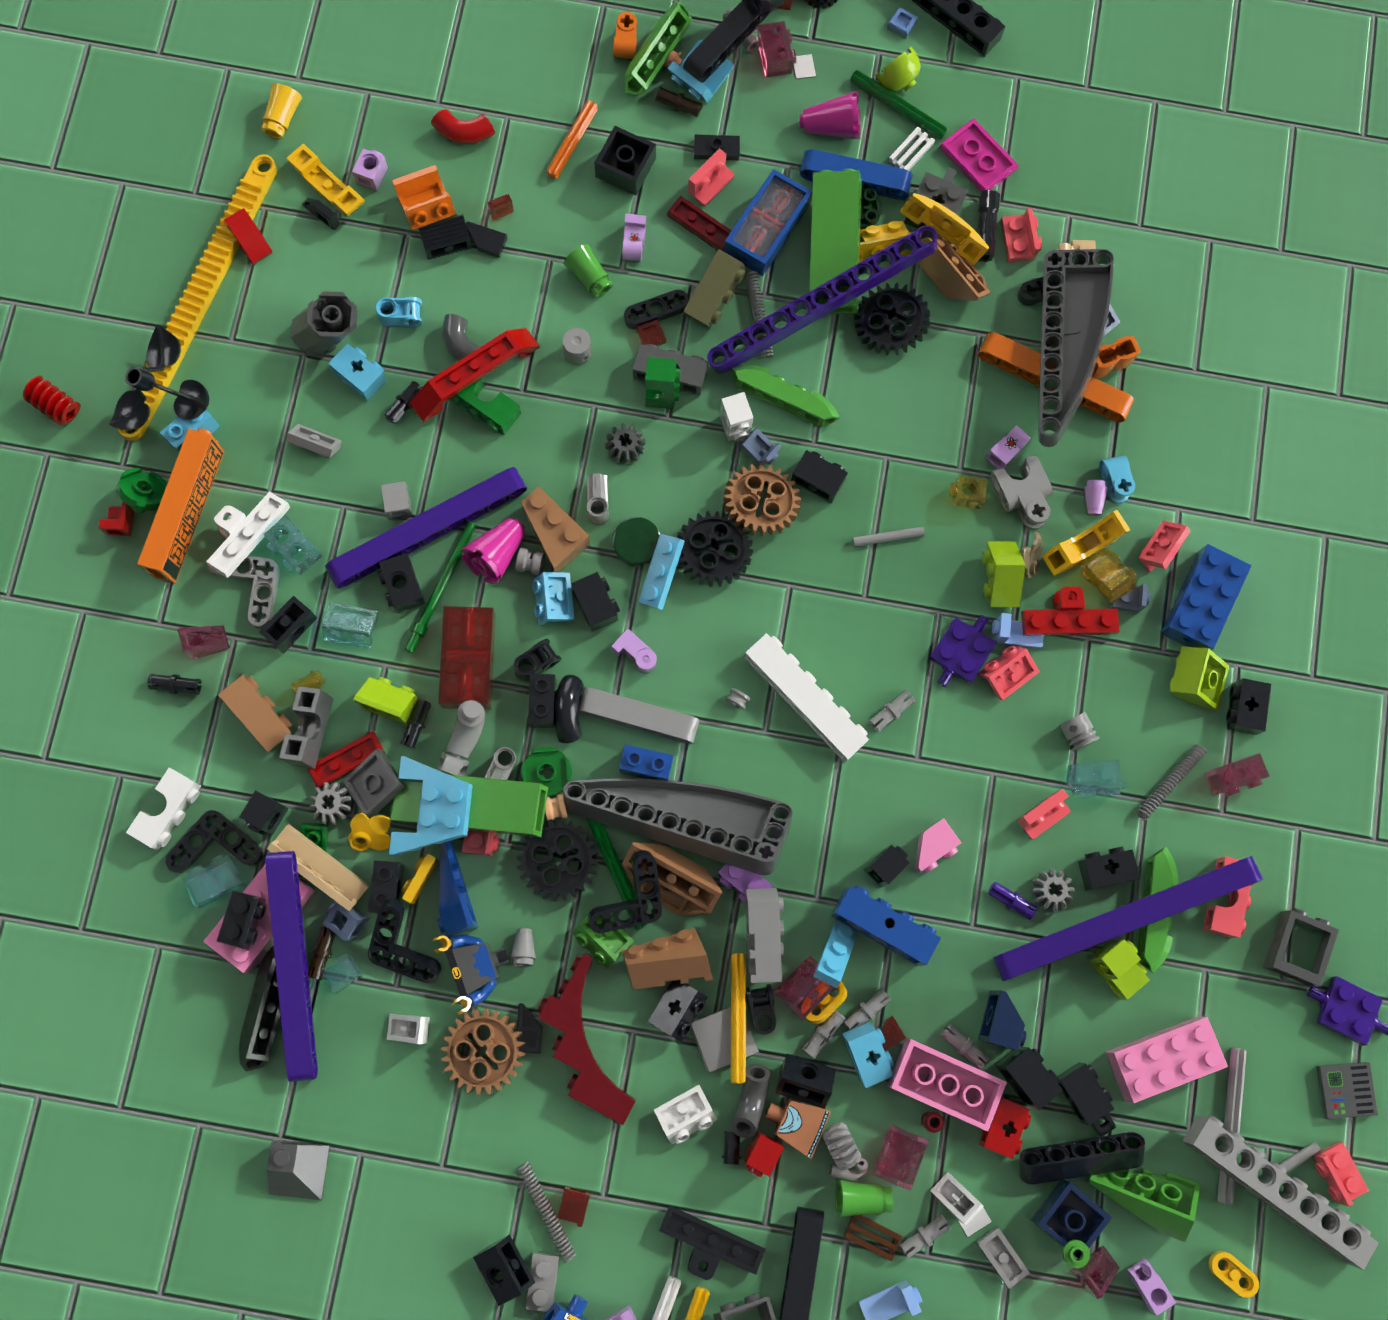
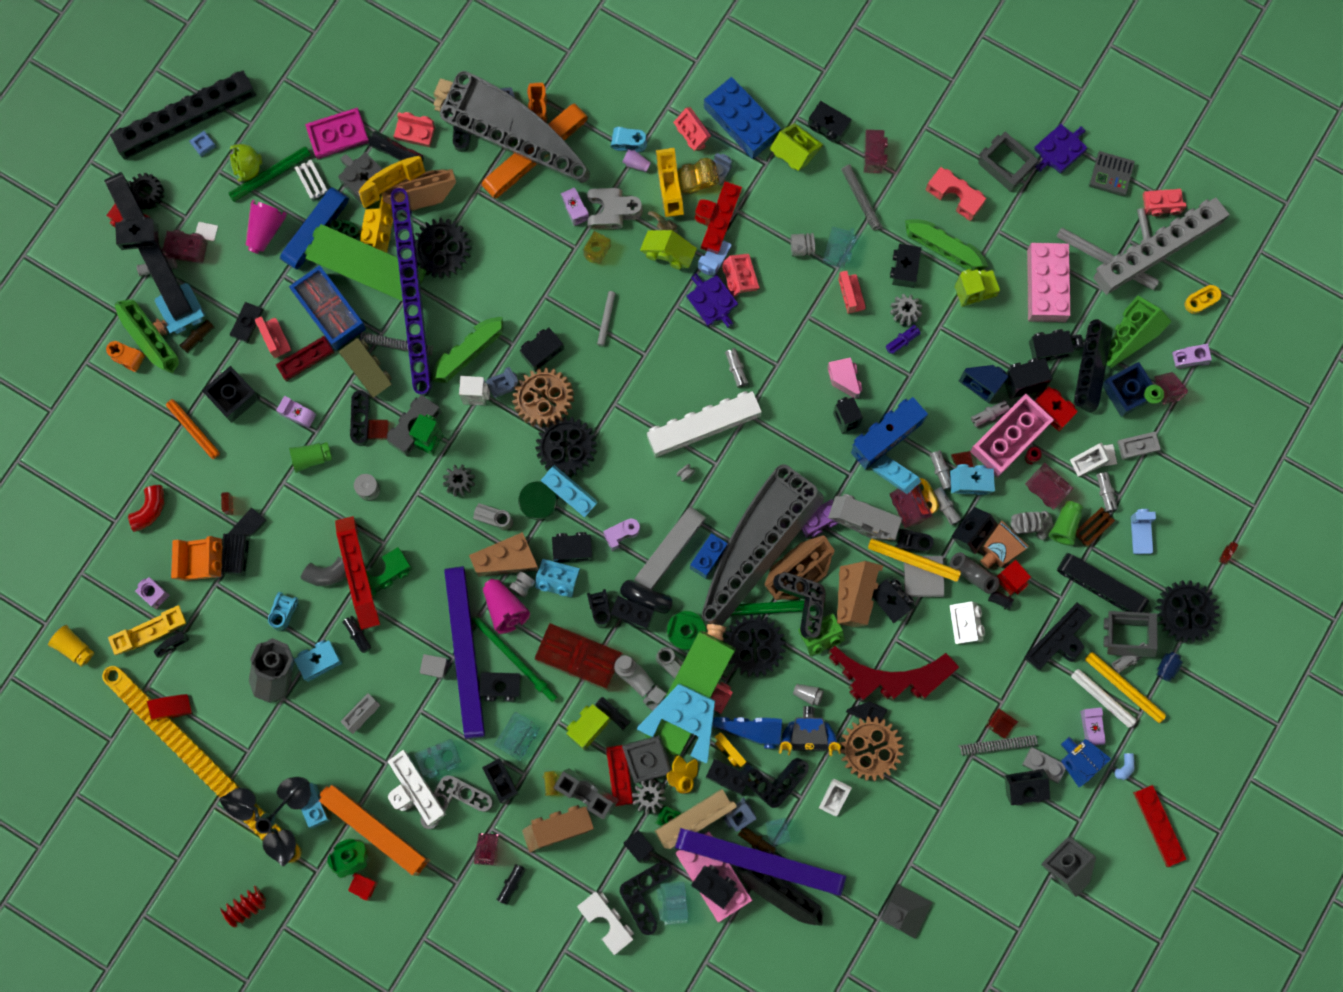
camera: 60 degrees left, 0 degrees up
(1128, 918) = (945, 268): dark purple beam -> none

